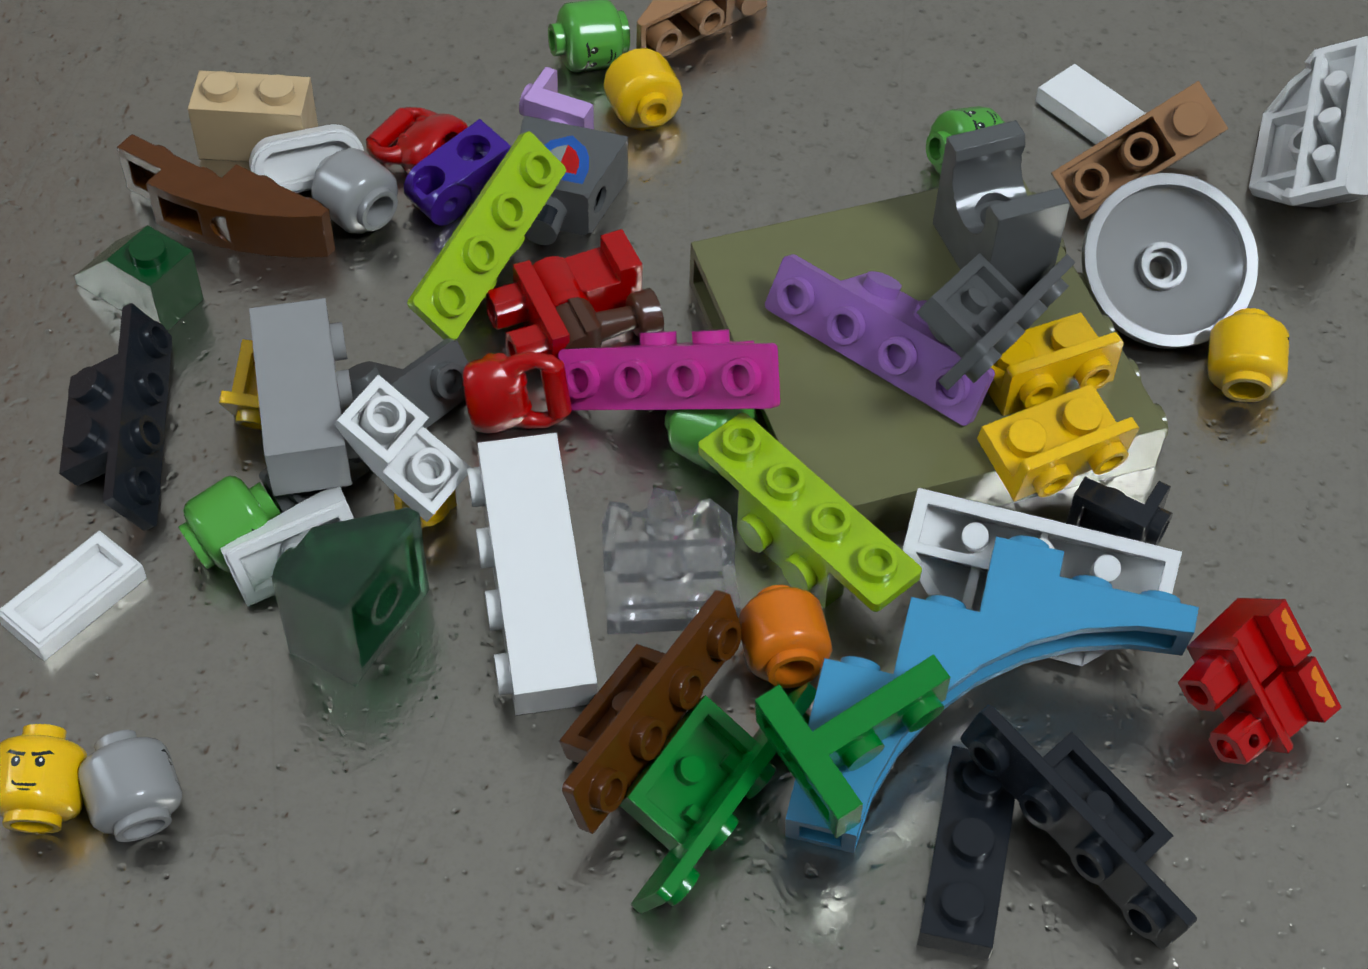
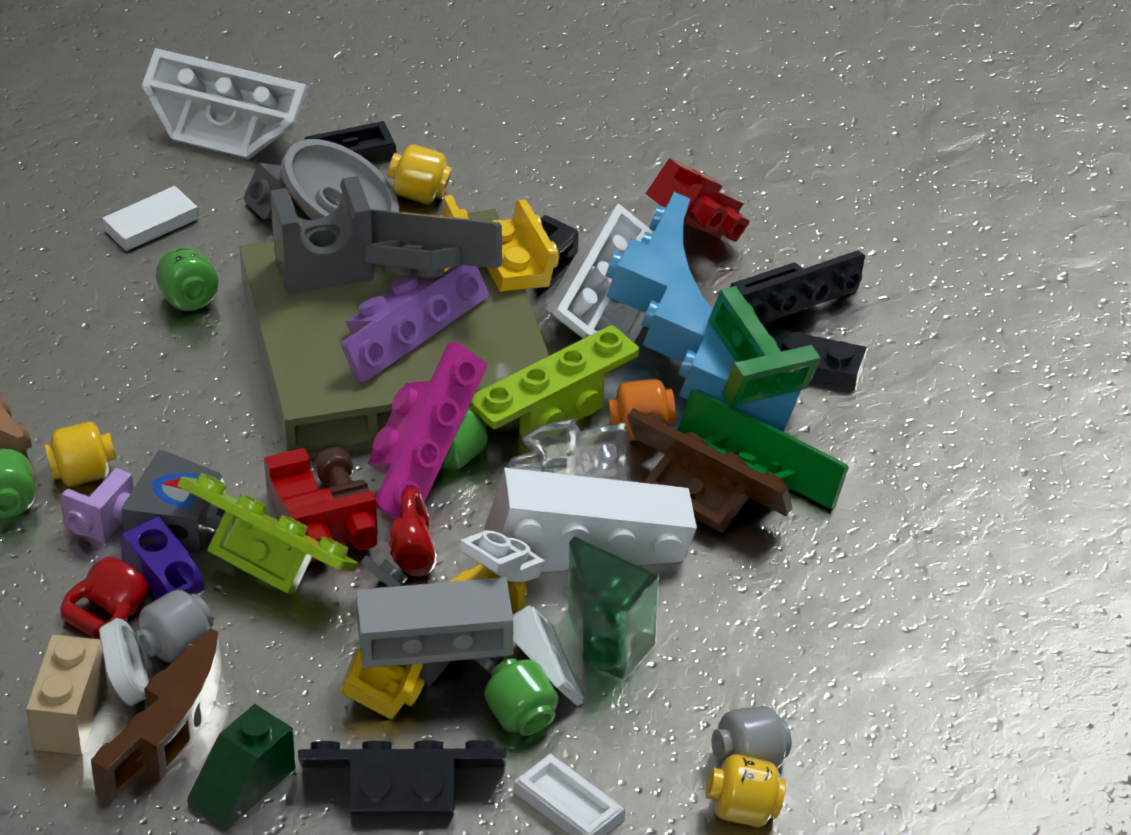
camera: 85 degrees left, 10 degrees down
(1140, 149) = (213, 185): medium nougat slope -> none
(1297, 292) = (369, 140): none -> black tile

